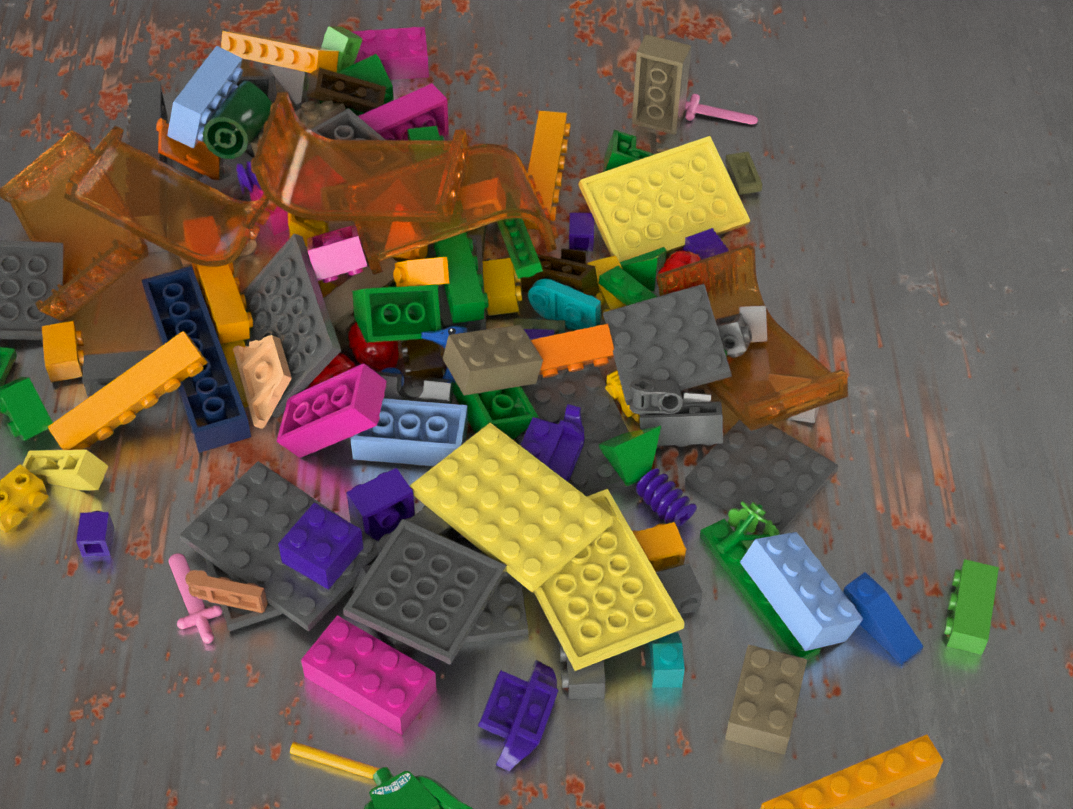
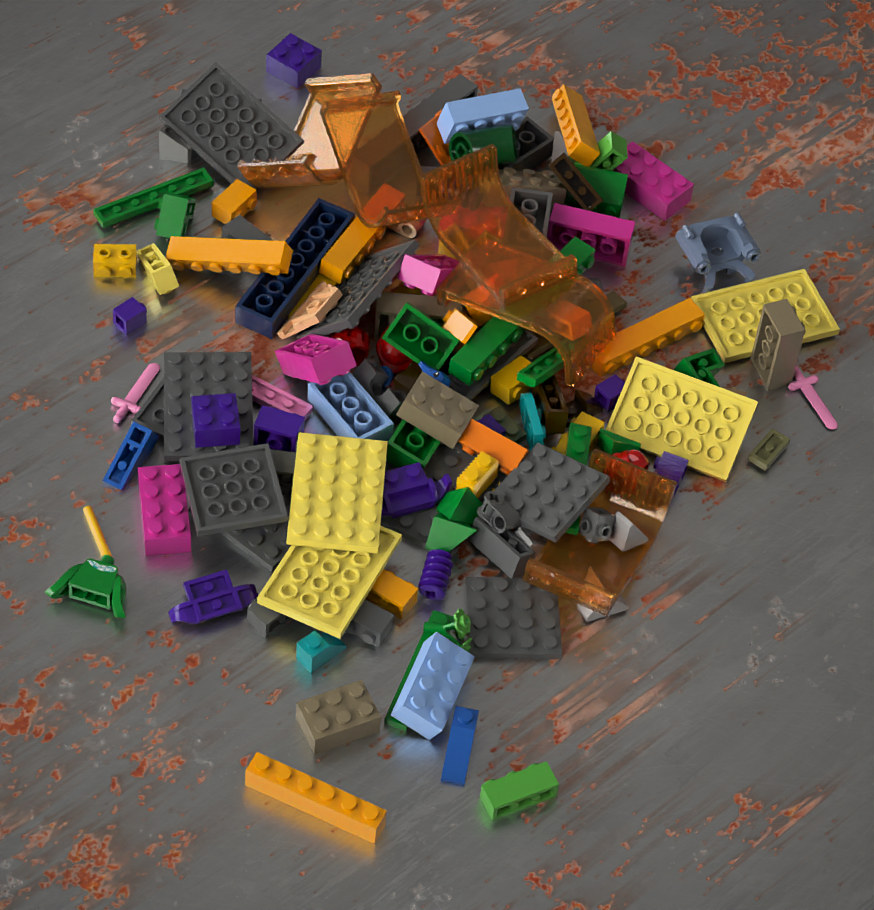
camera: 45 degrees right, 0 degrees up
(226, 591) = (148, 402): nougat hinge -> none
(271, 659) = (131, 455): none -> blue slope
(335, 480) = (271, 396): none -> bright pink plate
(512, 41) = (719, 246): none -> sand blue piece
(591, 387) = (478, 474): none -> yellow brick
(594, 83) = (735, 312): none -> light yellow plate
(609, 423) = (460, 505): none -> green slope

